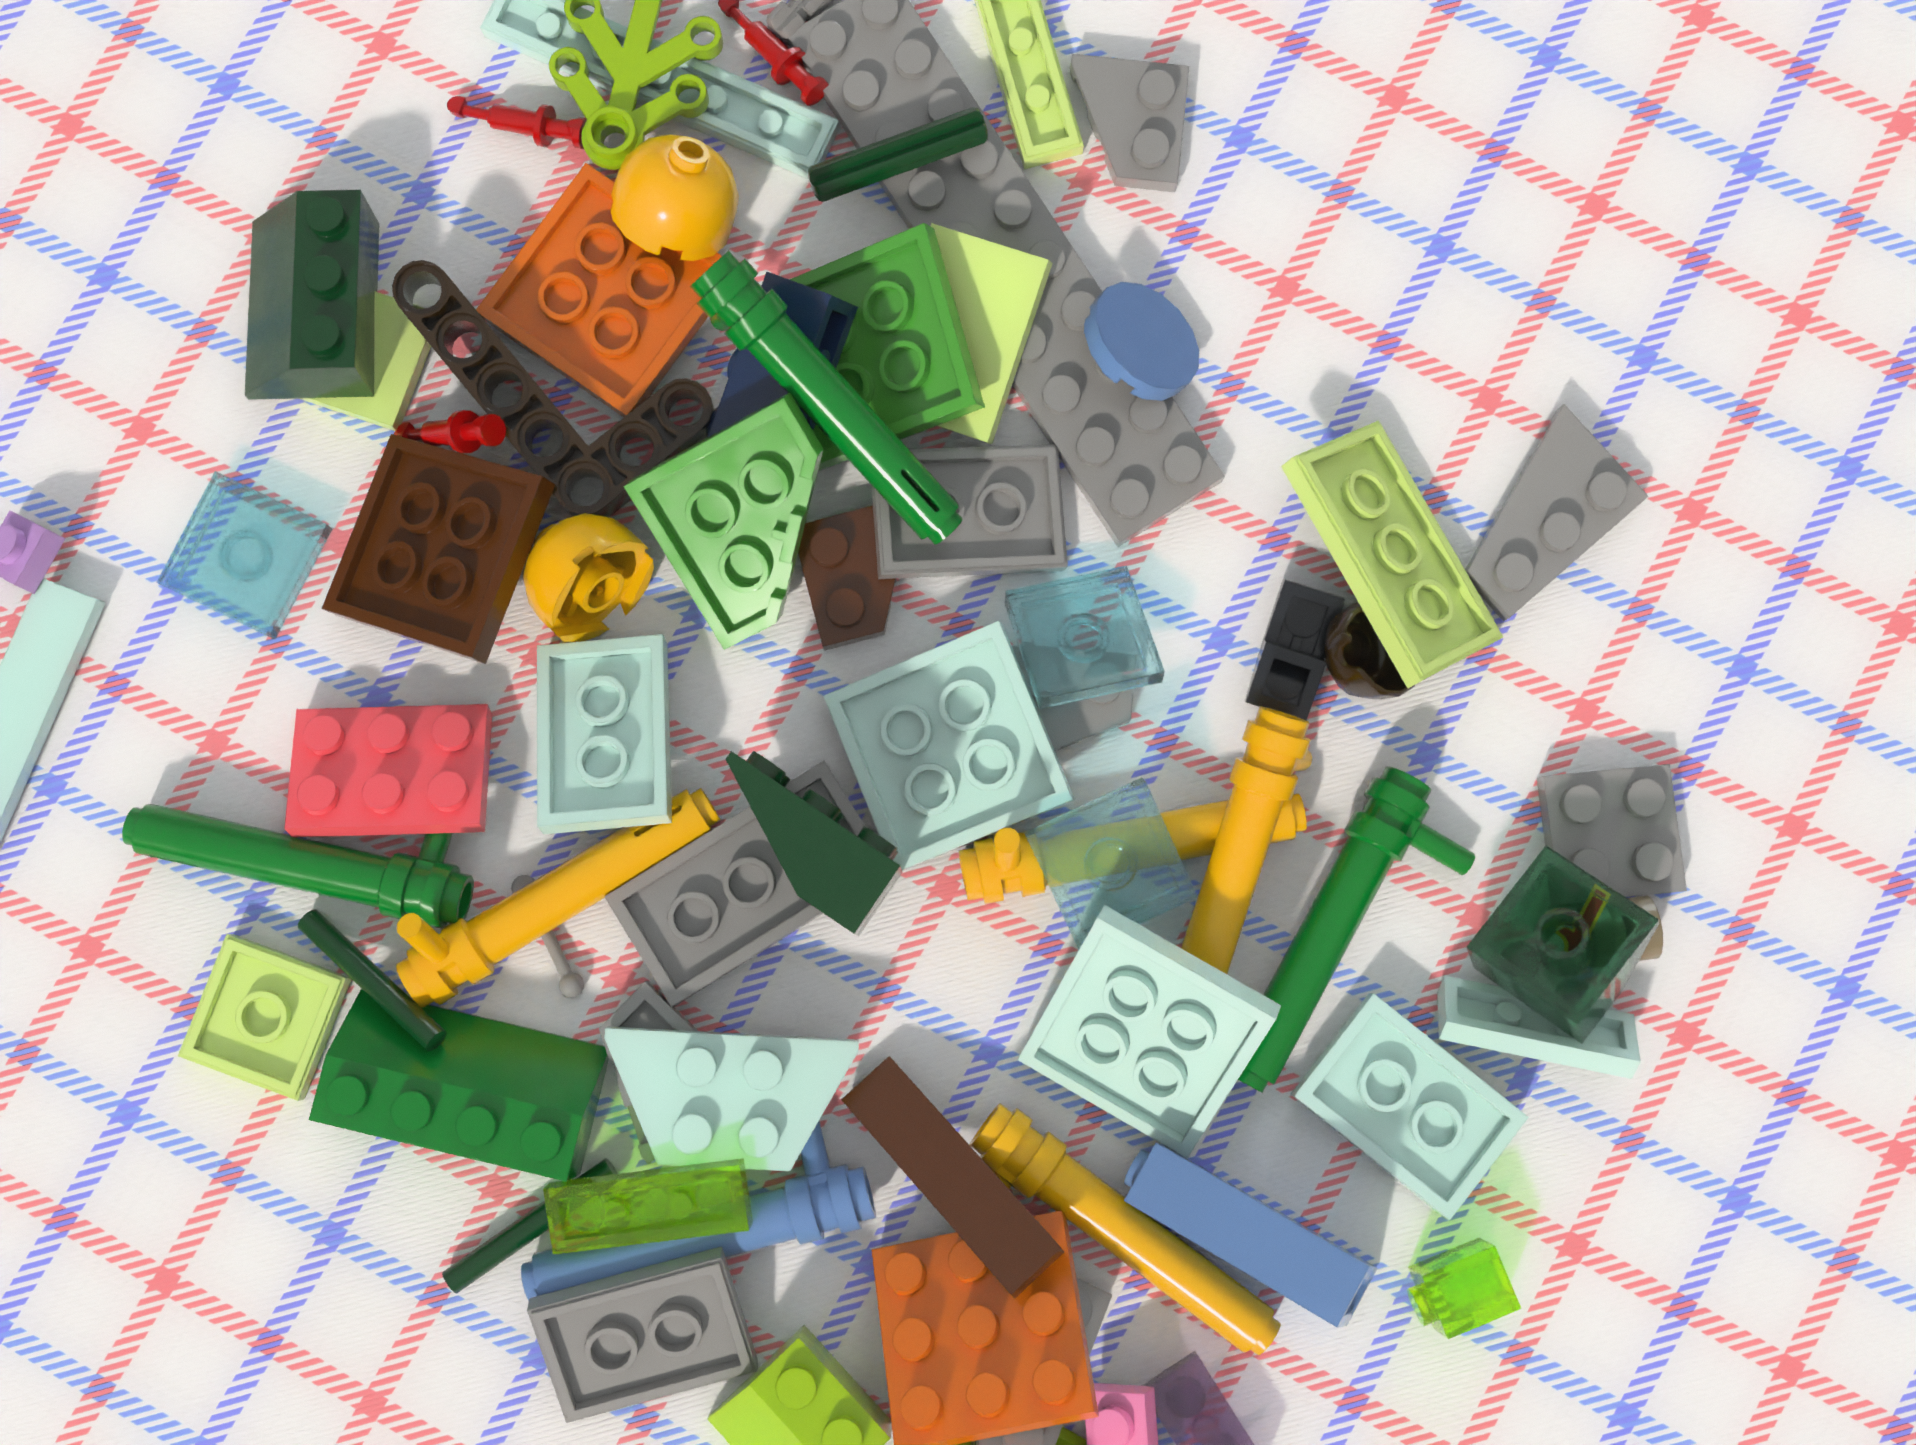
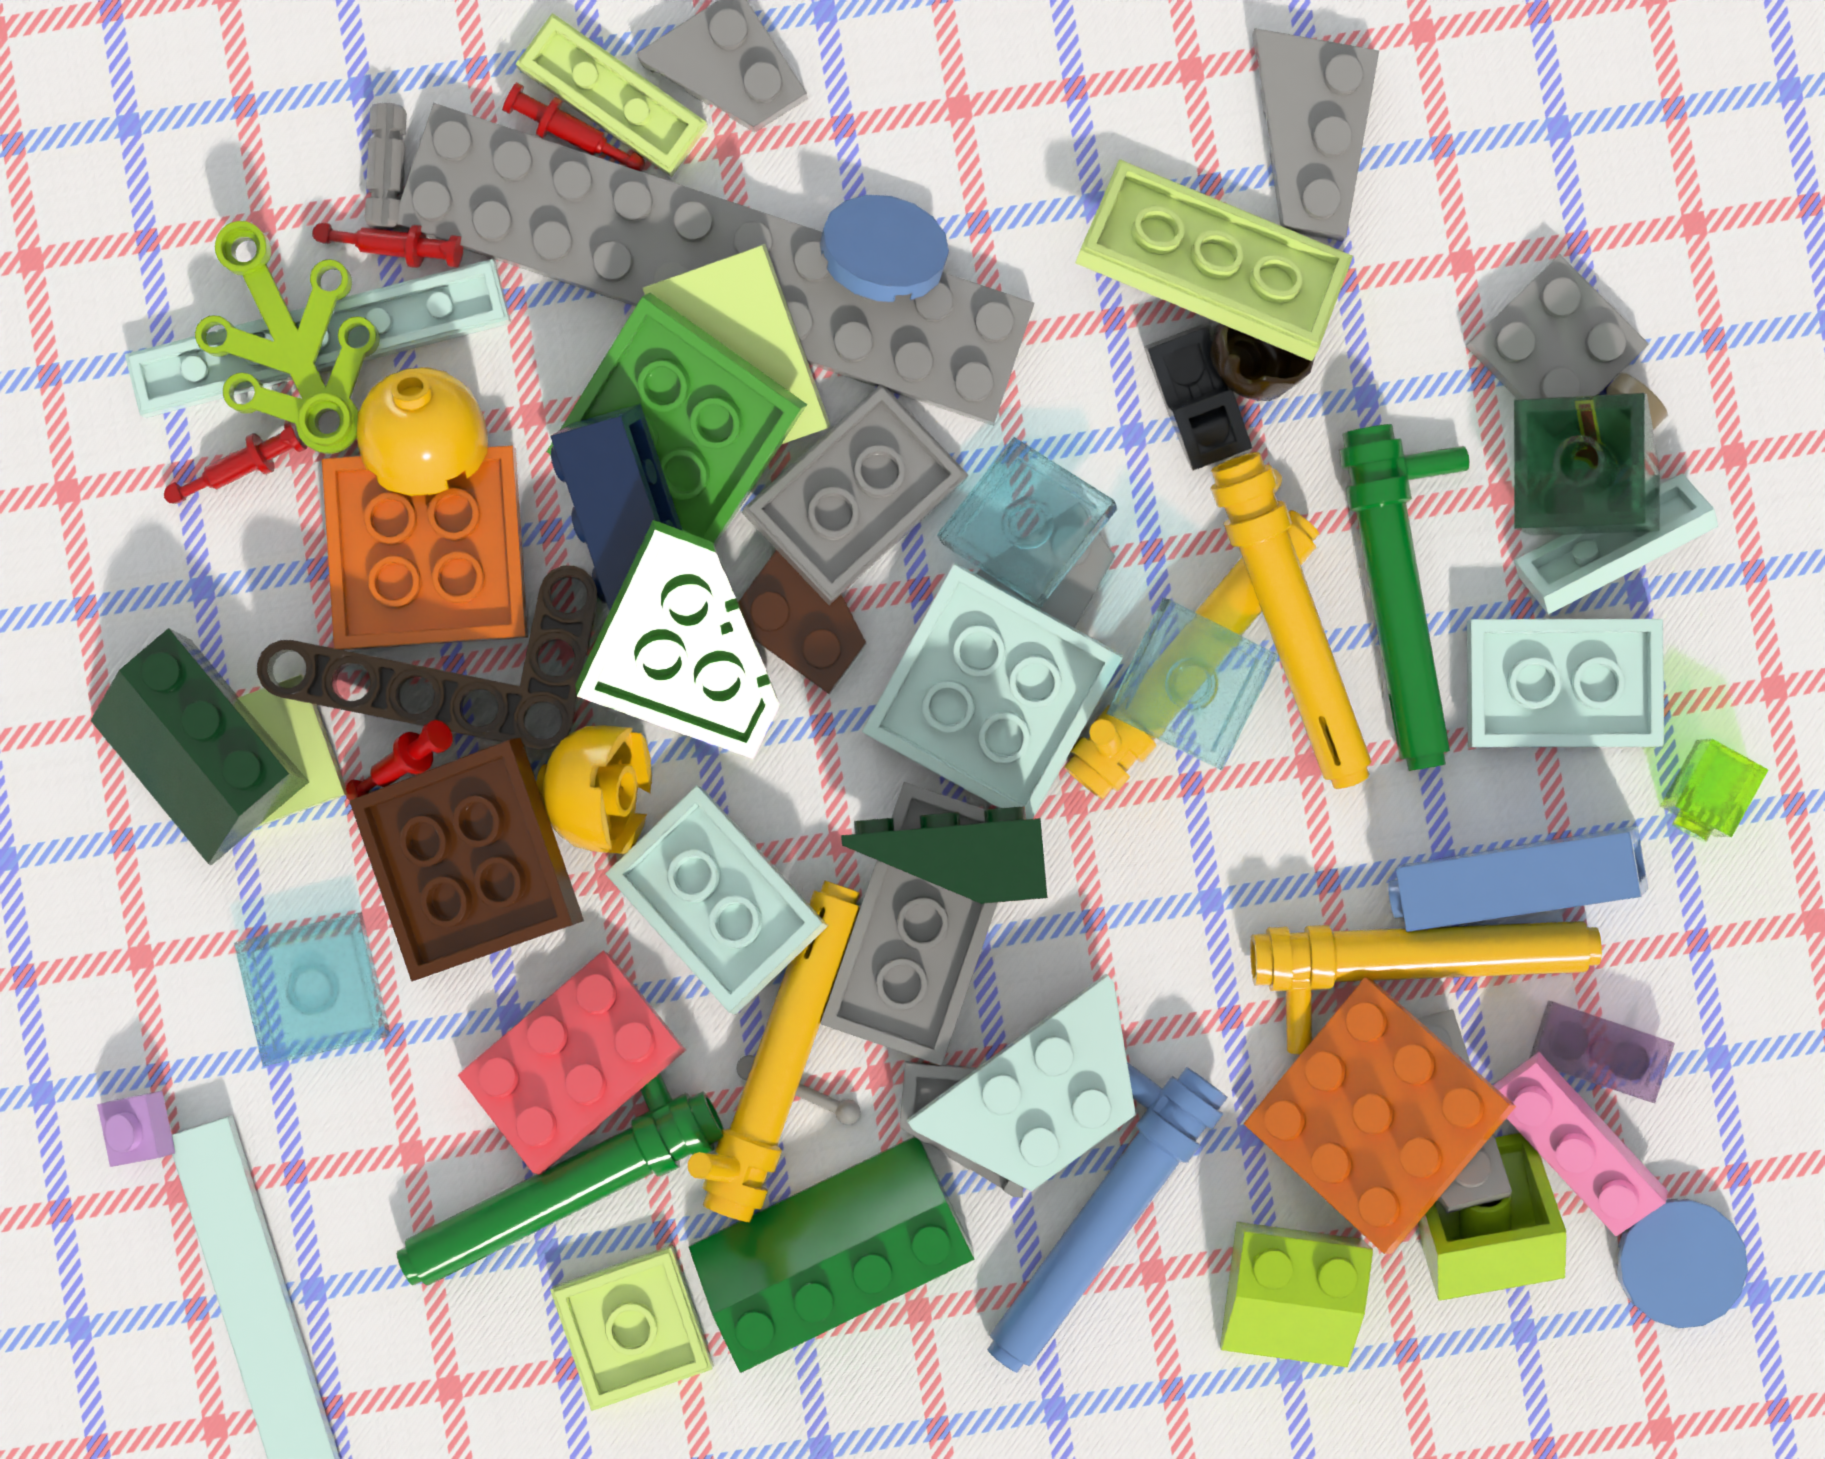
camera: 35 degrees left, 5 degrees up
(372, 980) = (693, 1232): dark green bar -> none
(508, 1240) = (968, 1317): dark green bar -> none
(643, 1334) = (1123, 1326): light grey tile -> none
(648, 1206) = (1050, 1227): clear neon green plate -> none
(760, 324) = (589, 486): green cylinder -> none
(898, 154) = (568, 252): dark green axle -> none
(953, 1177) = (1261, 1018): reddish brown tile -> none
(969, 55) = (567, 127): none -> red piece
(1148, 1031) = (1323, 789): light aqua plate -> none

